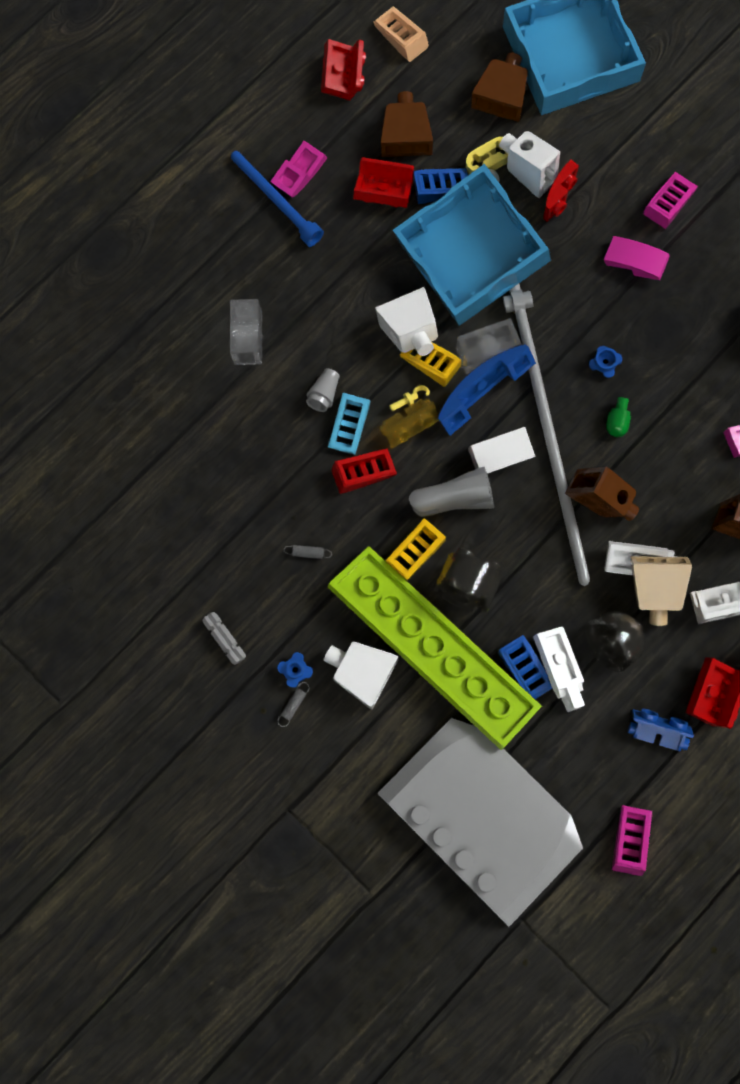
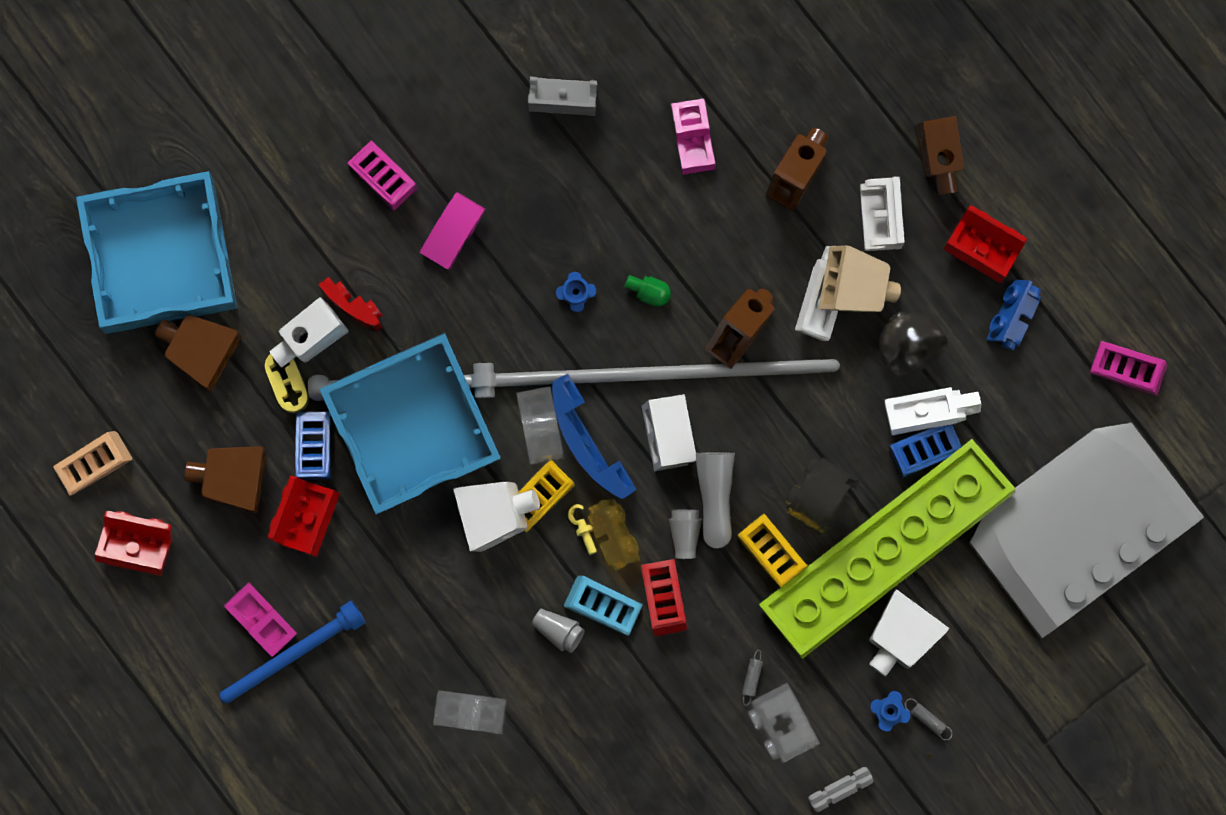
camera: 90 degrees left, 5 degrees up
(262, 593) = (800, 733): none -> clear brick
(419, 477) = (685, 532): none -> light grey cone

